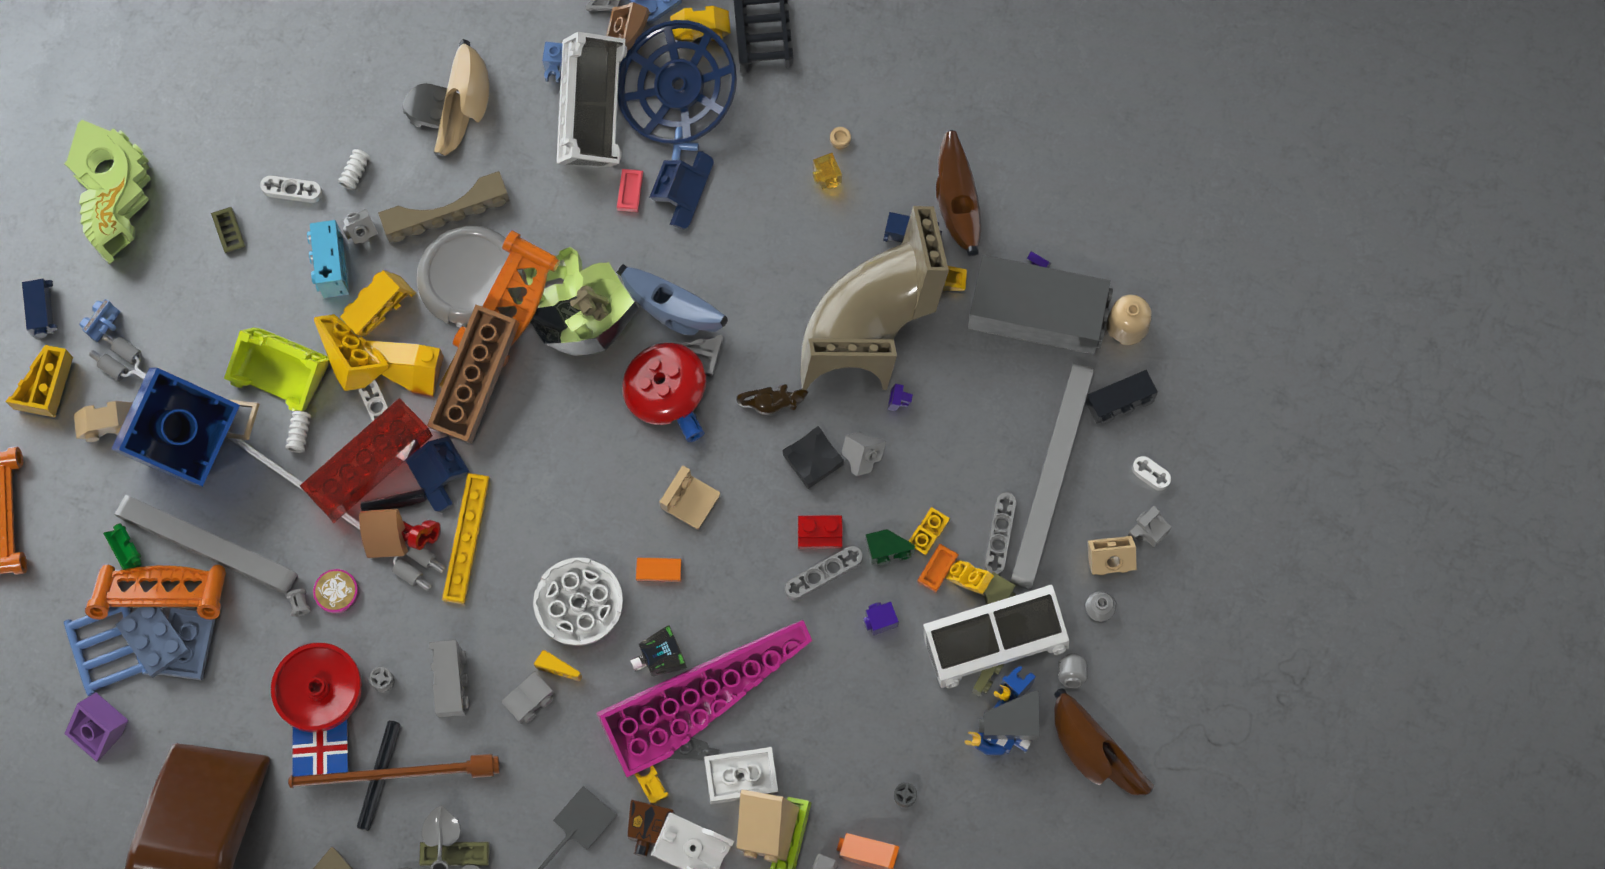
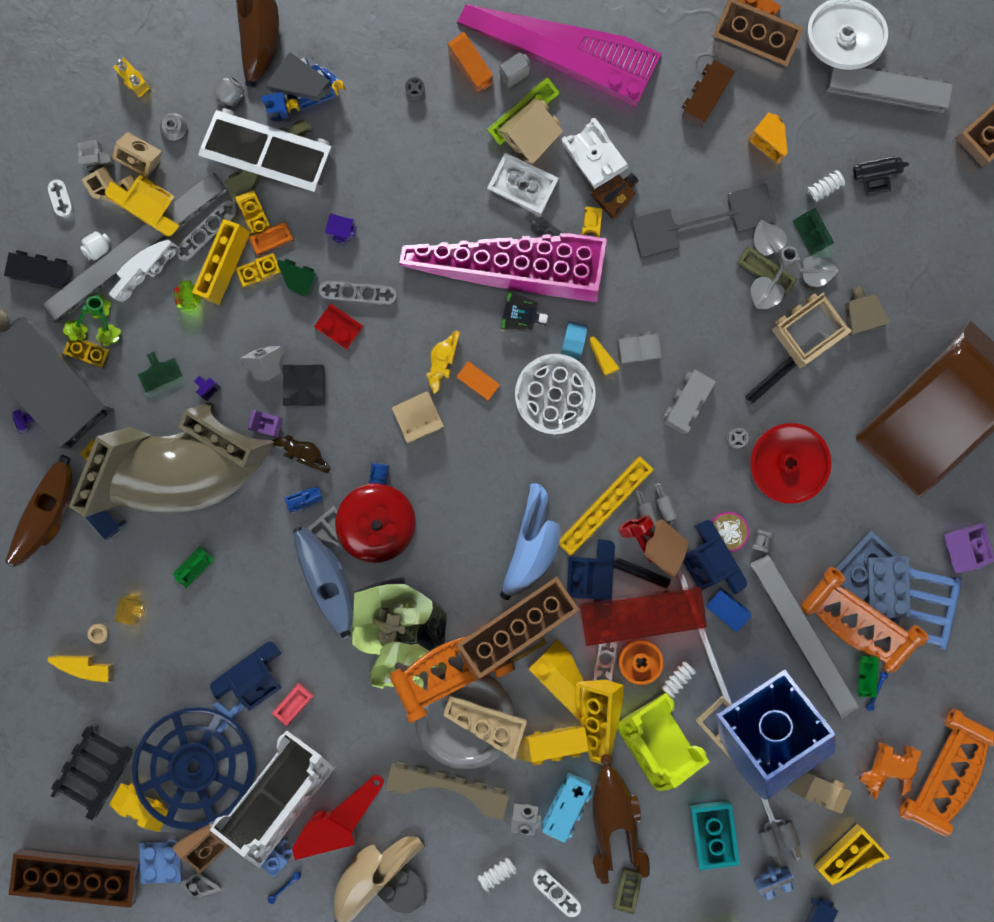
camera: 150 degrees left, 15 degrees up
(53, 484) = (890, 765): none -> orange animal
(108, 560) = (870, 706): none -> blue hinge
(180, 321) = (714, 835): none -> teal brick
(282, 280) = (614, 810): none -> reddish brown piece
(290, 522) = (728, 609): none -> blue hinge
(324, 760) = (819, 403): flag -> none
(332, 553) = (713, 561): none -> dark blue plate
(341, 420) = (648, 670): none -> orange wheel
(375, 824) = (810, 329): none -> window
(439, 281) = (493, 726): none -> tan wing
(499, 440) = (534, 546): none -> light blue piece
(519, 113) = (337, 827): none -> red slope
(537, 29) = (272, 898): none -> blue hinge
(594, 665) = (574, 340): none -> medium azure slope
(705, 566) = (441, 357): none -> yellow animal
(743, 361) = (303, 499): none -> blue hinge
(799, 243) = (193, 567): none -> green hinge
(823, 402) = (265, 423): none -> medium lavender bracket
(832, 101) = (83, 667): none -> yellow slope
(949, 384) = (159, 373): none -> clear green plate
(965, 512) = (221, 262): none -> yellow brick
(974, 464) = (184, 297): none -> clear neon green head
(1028, 358) = (86, 352): none -> yellow slope
(1033, 459) = (148, 261): none -> white slope
(1046, 399) = (98, 308): none -> lime plant
(1069, 516) = (145, 202): none -> yellow plate
(1087, 451) = (95, 246): none -> white head
(1121, 507) = (99, 180): none -> tan brick
(1170, 622) = (132, 78): none -> yellow piece

